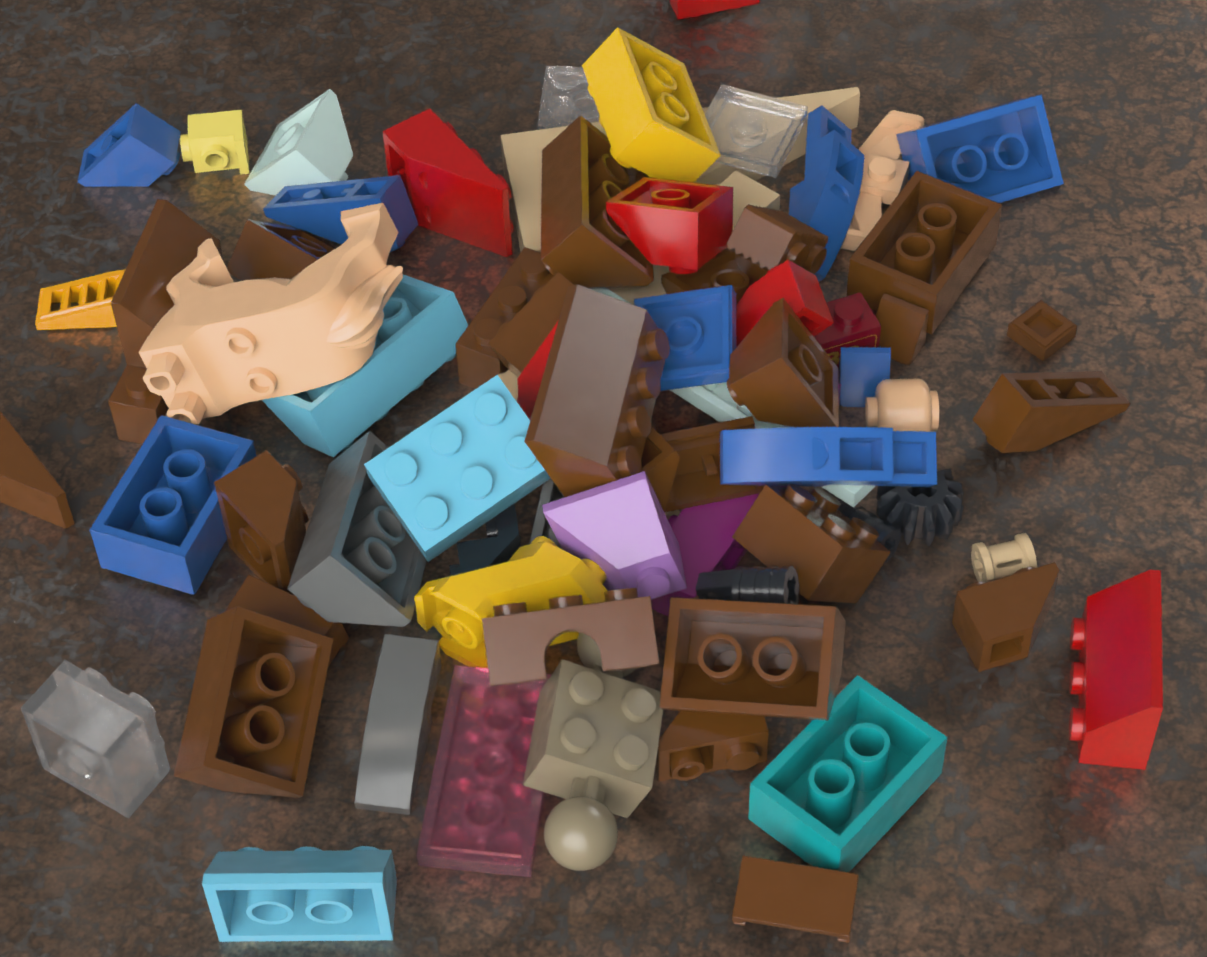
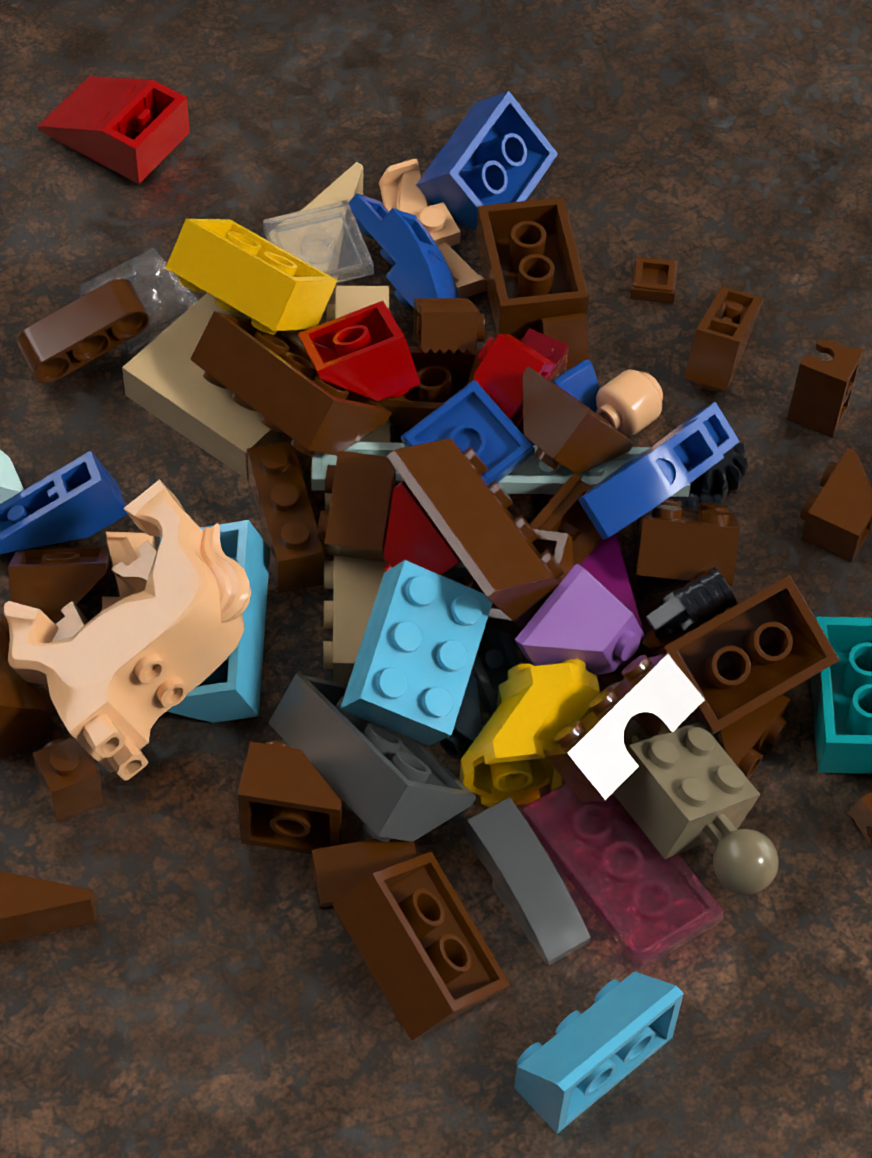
camera: 45 degrees left, 5 degrees up
(97, 737) = (337, 1054): clear brick -> none
(166, 509) = (188, 836): blue brick -> none
(449, 183) = (130, 431): red slope -> none
(506, 94) = (83, 330): none -> reddish brown beam
(1002, 559) = (801, 470): tan bush -> none
(1090, 502) = (824, 388): none -> reddish brown hinge

